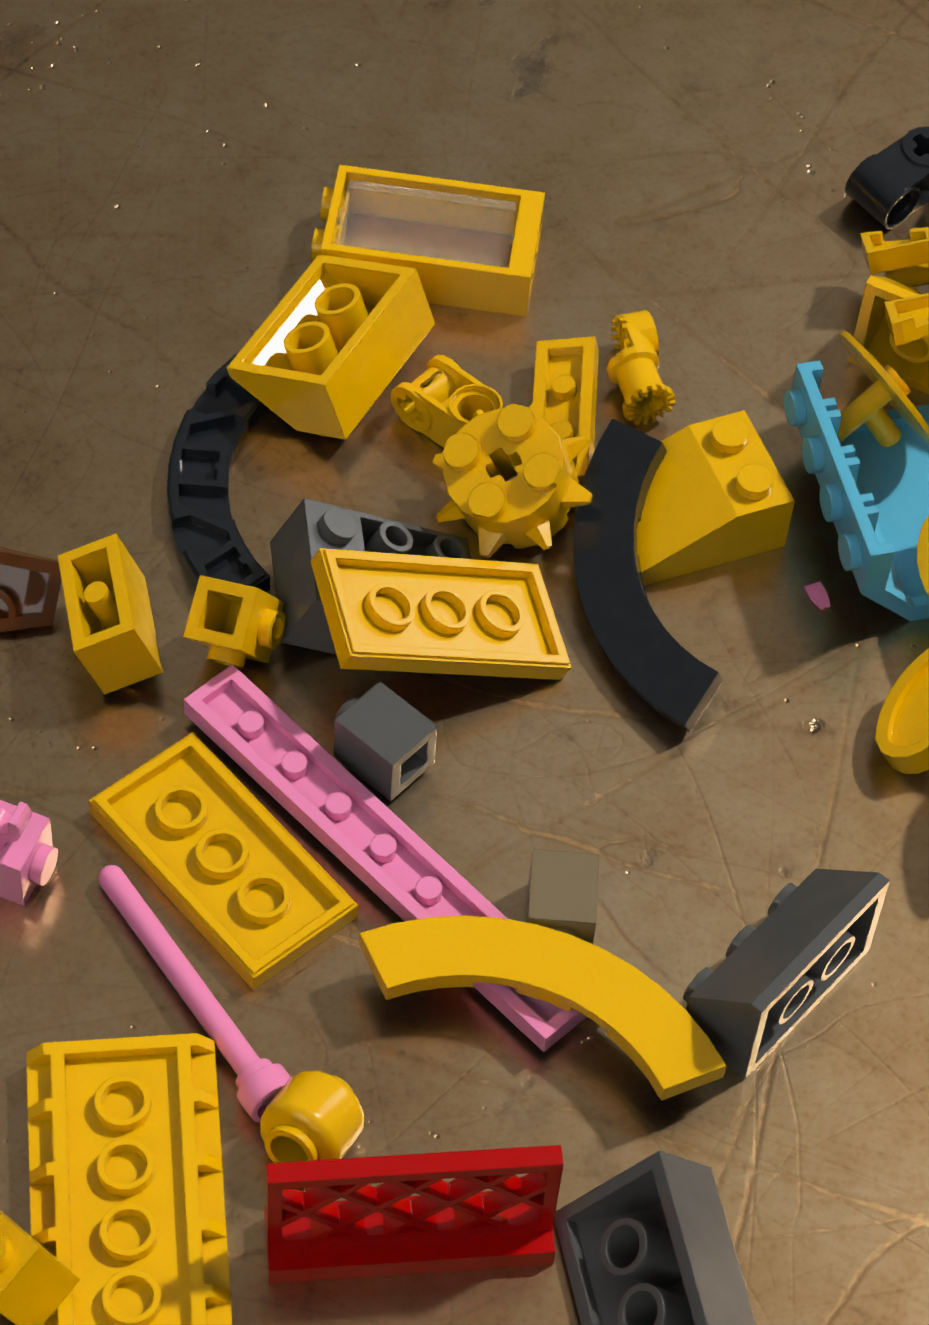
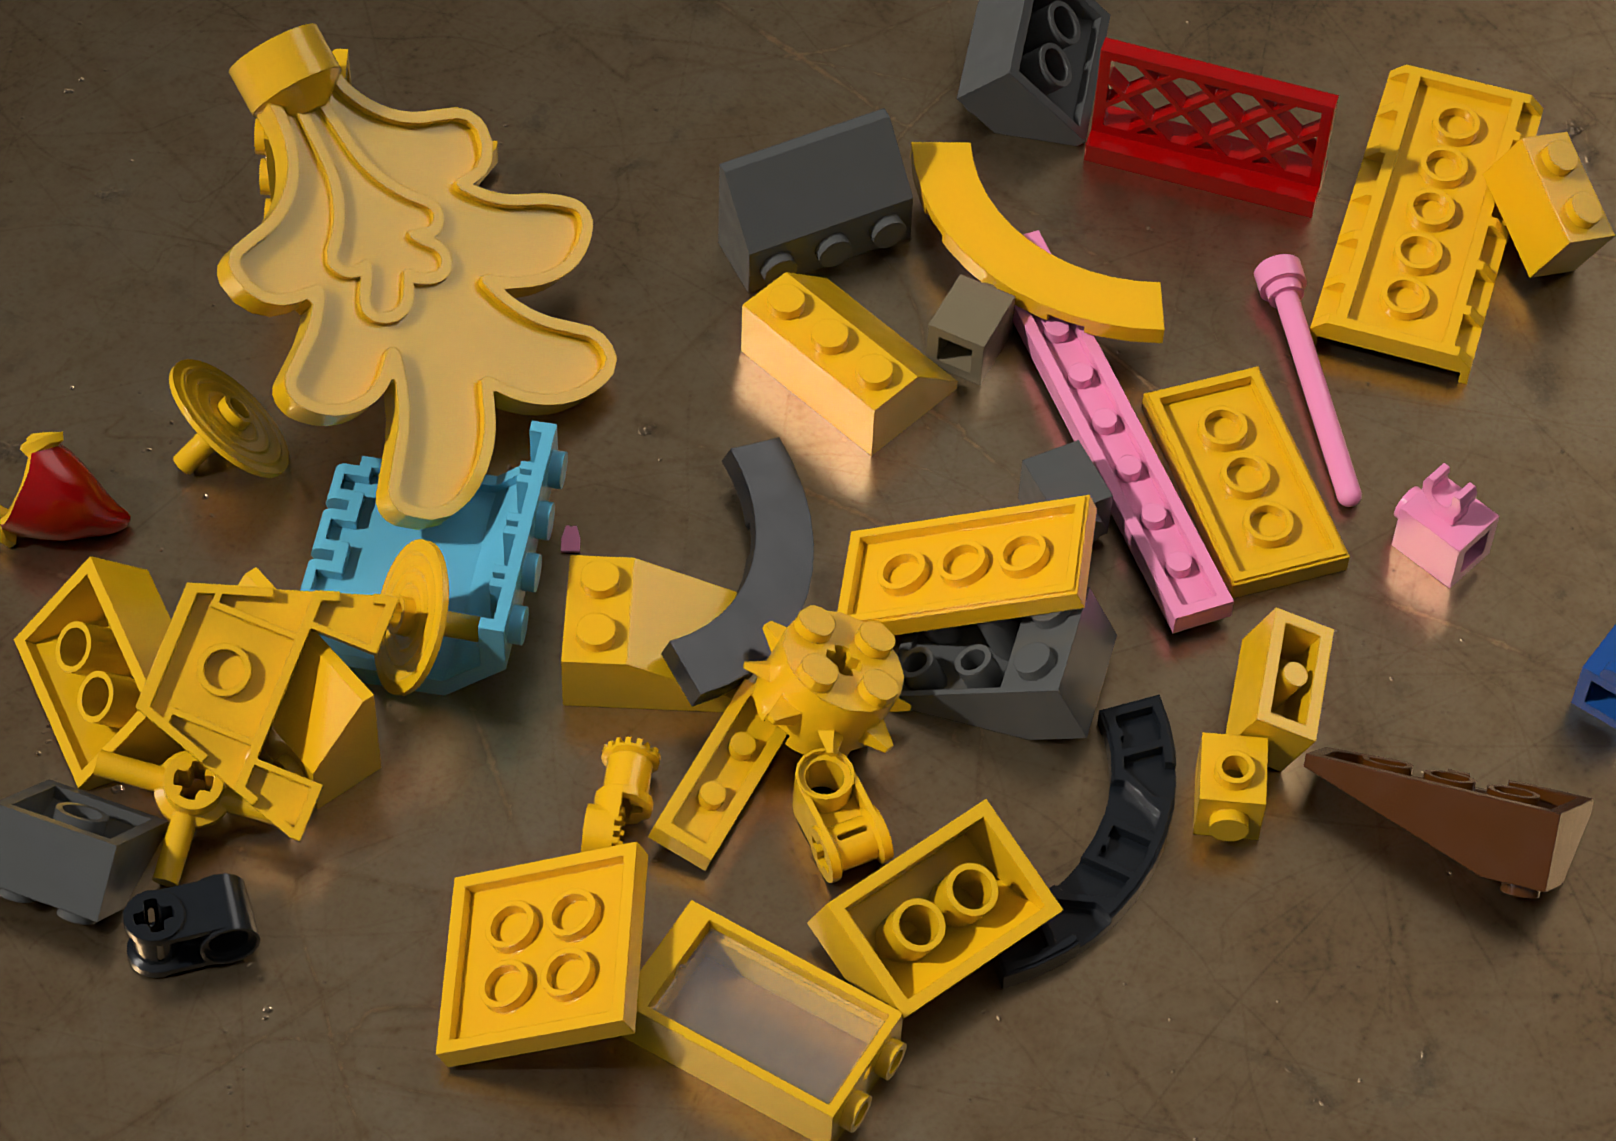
camera: 155 degrees left, 0 degrees up
(134, 520) = (1230, 786): none -> yellow brick
(234, 622) = (1159, 641): yellow brick -> none
(311, 1119) = (1253, 233): yellow head -> none
(622, 213) = (543, 955): none -> yellow plate
(672, 832) = (841, 359): none -> yellow slope

